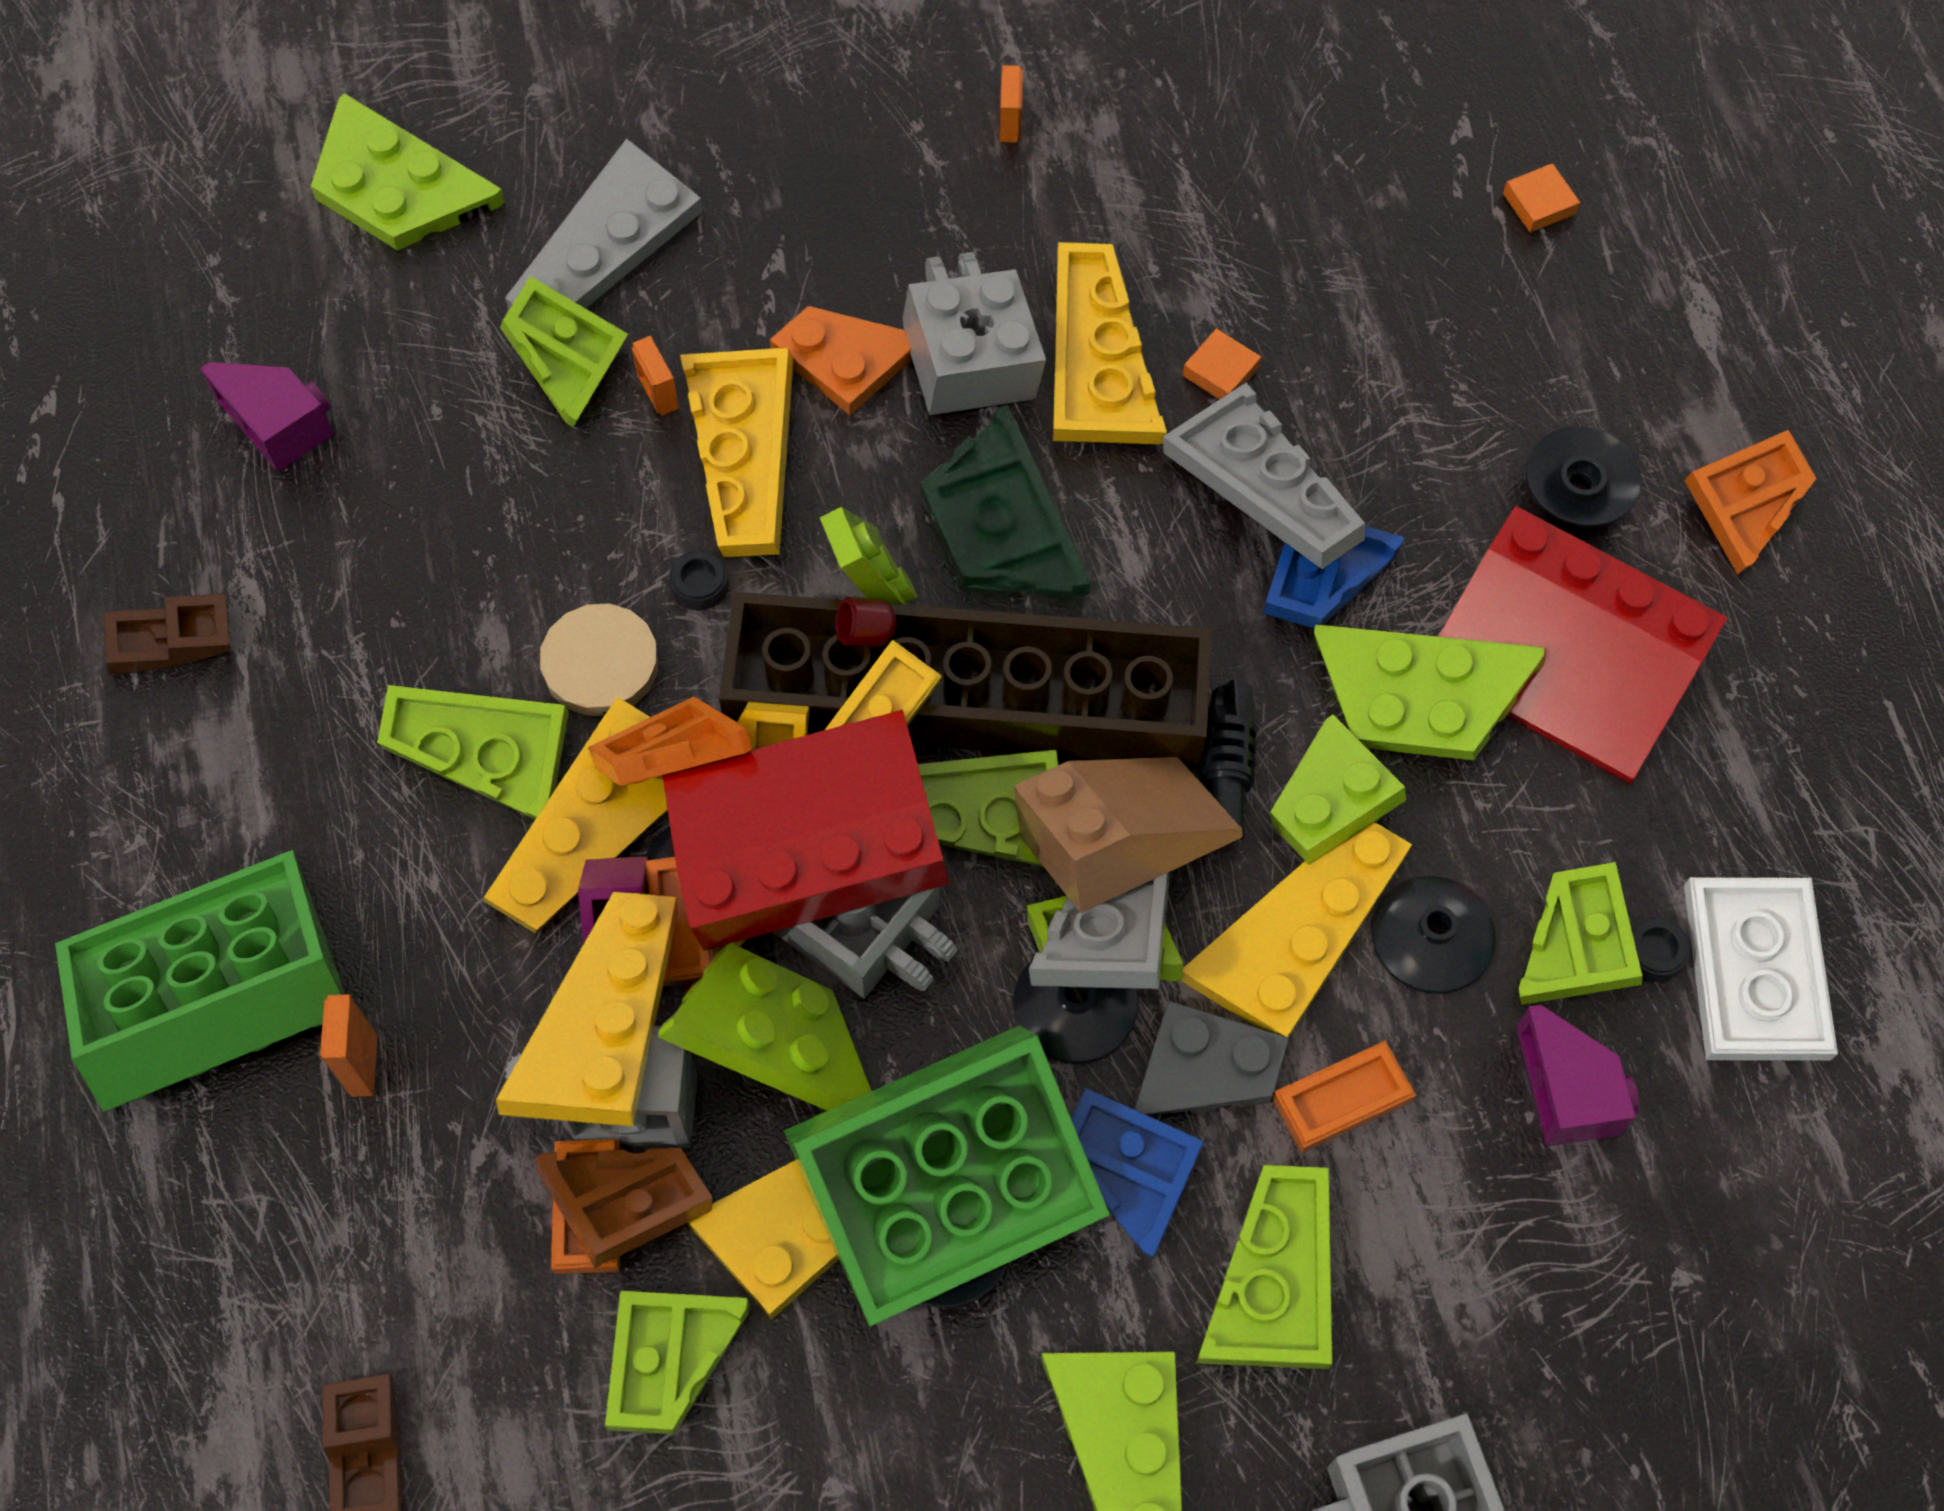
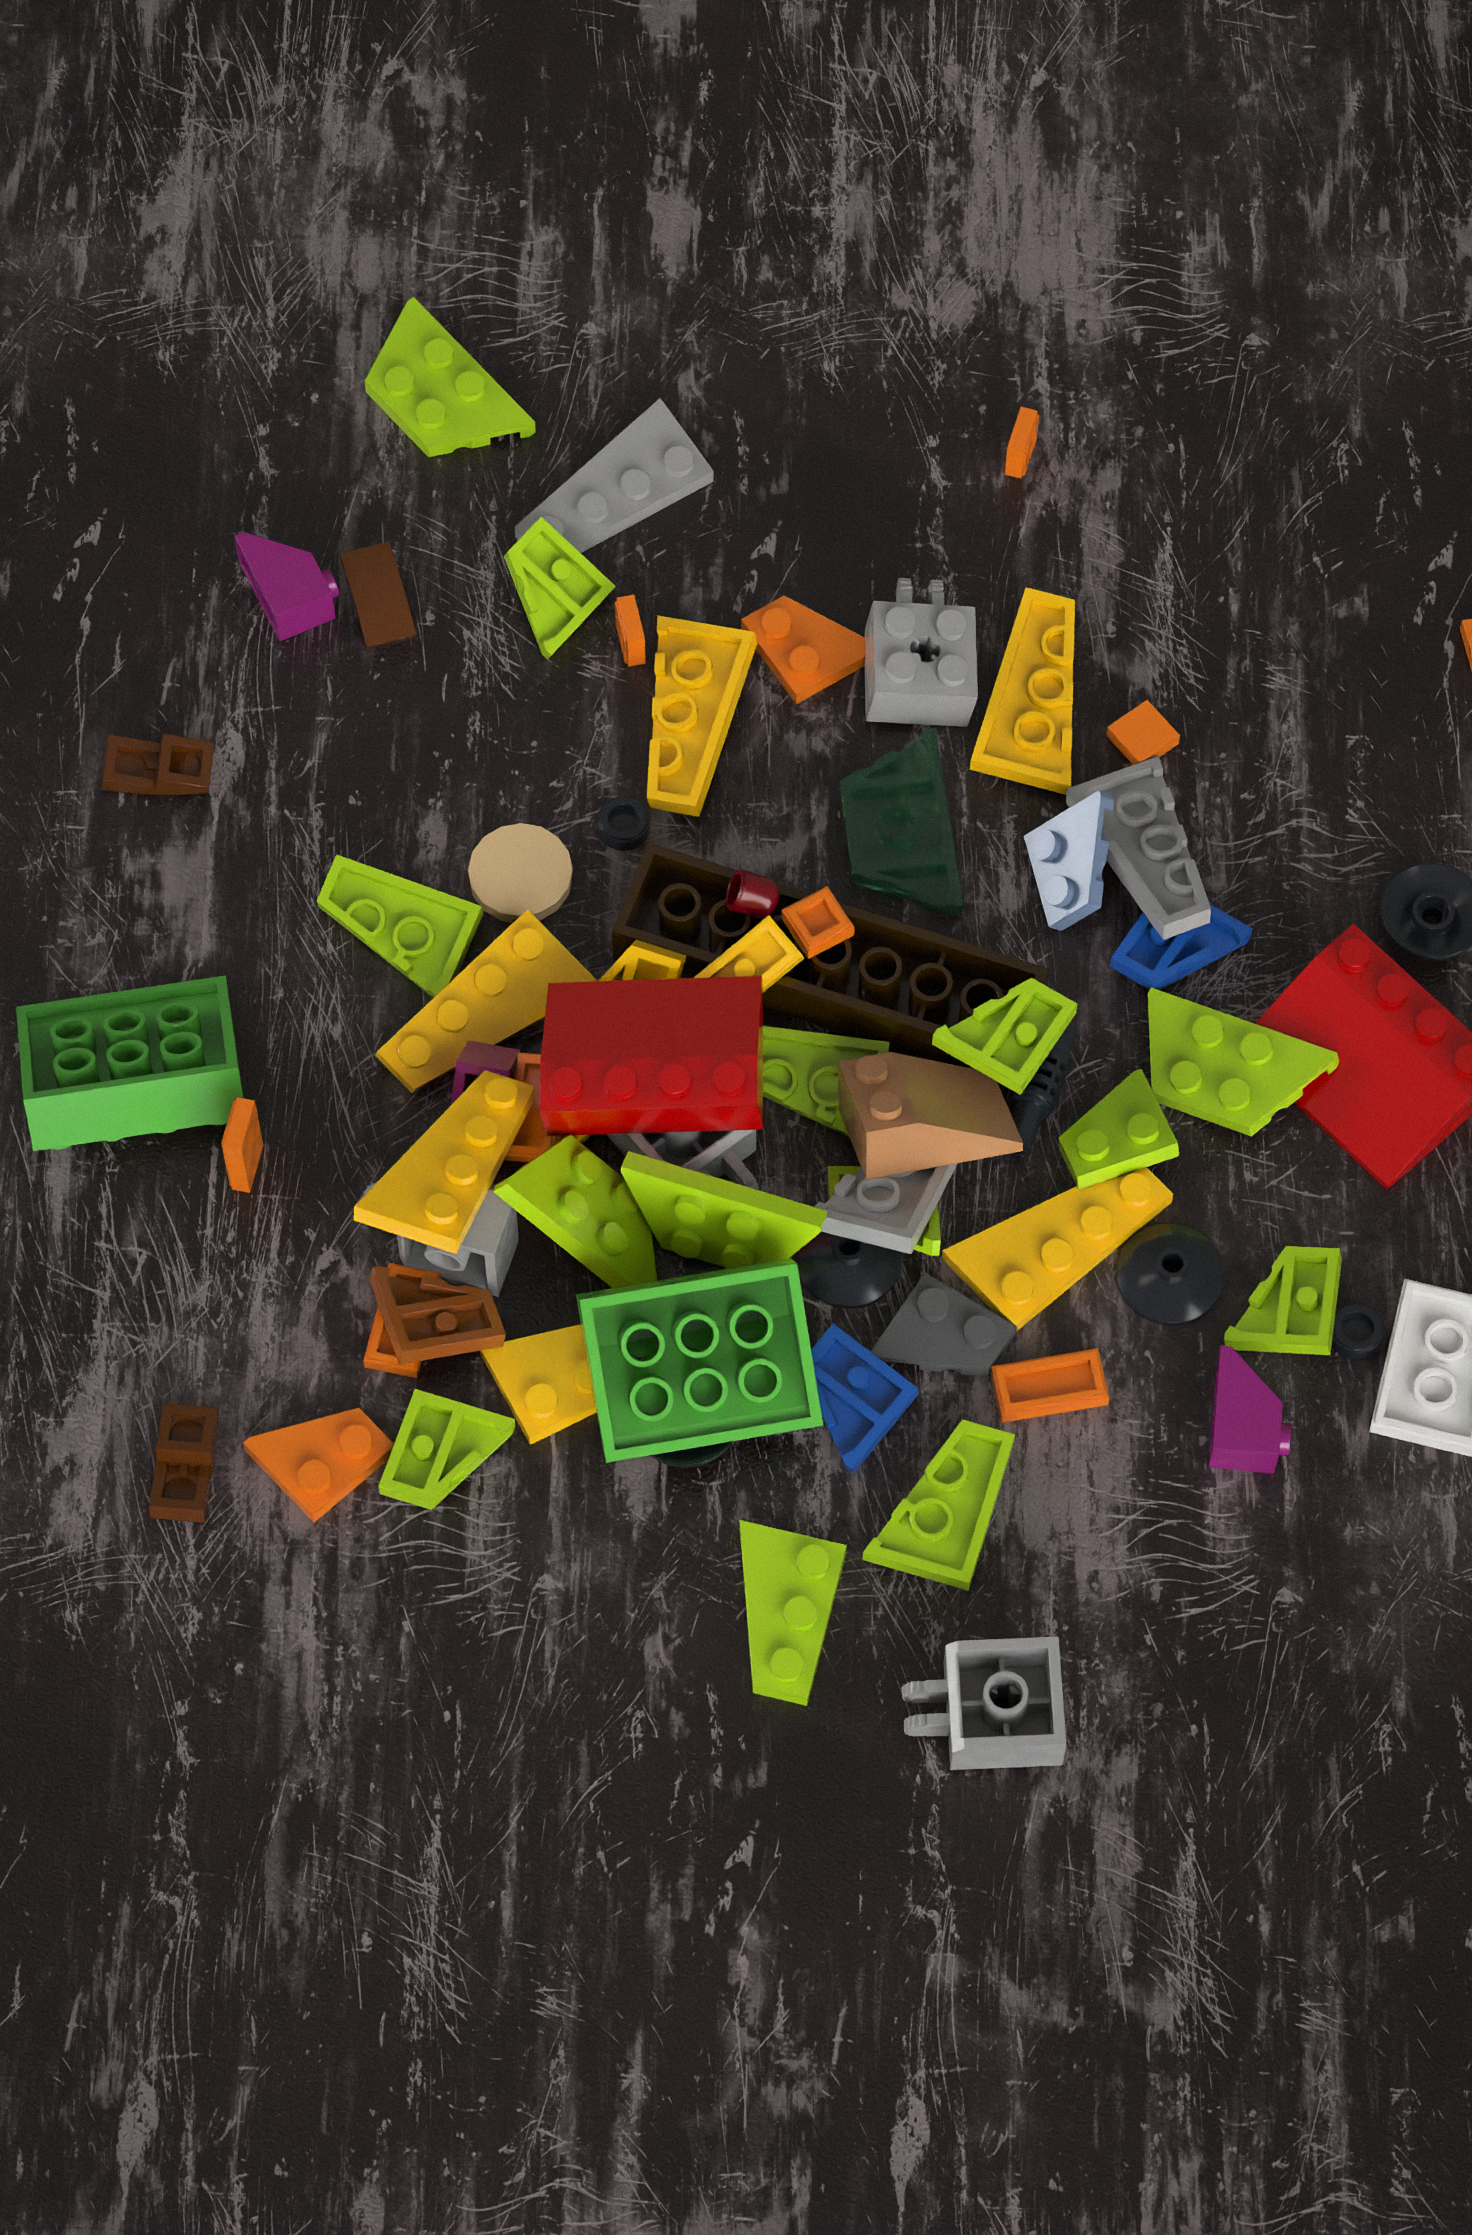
camera: 15 degrees right, 0 degrees up
(374, 399) = (378, 595): none -> reddish brown slope
(528, 1403) = (321, 1458): none -> orange wing
(670, 742) = (561, 958): orange wing -> none
(866, 558) = (769, 840): lime wing -> none
(925, 998) = (716, 1217): none -> lime wing
(945, 636) = (817, 922): none -> orange tile
(1190, 509) = (1070, 860): none -> wing
(1195, 710) = (1010, 1034): none -> lime wing

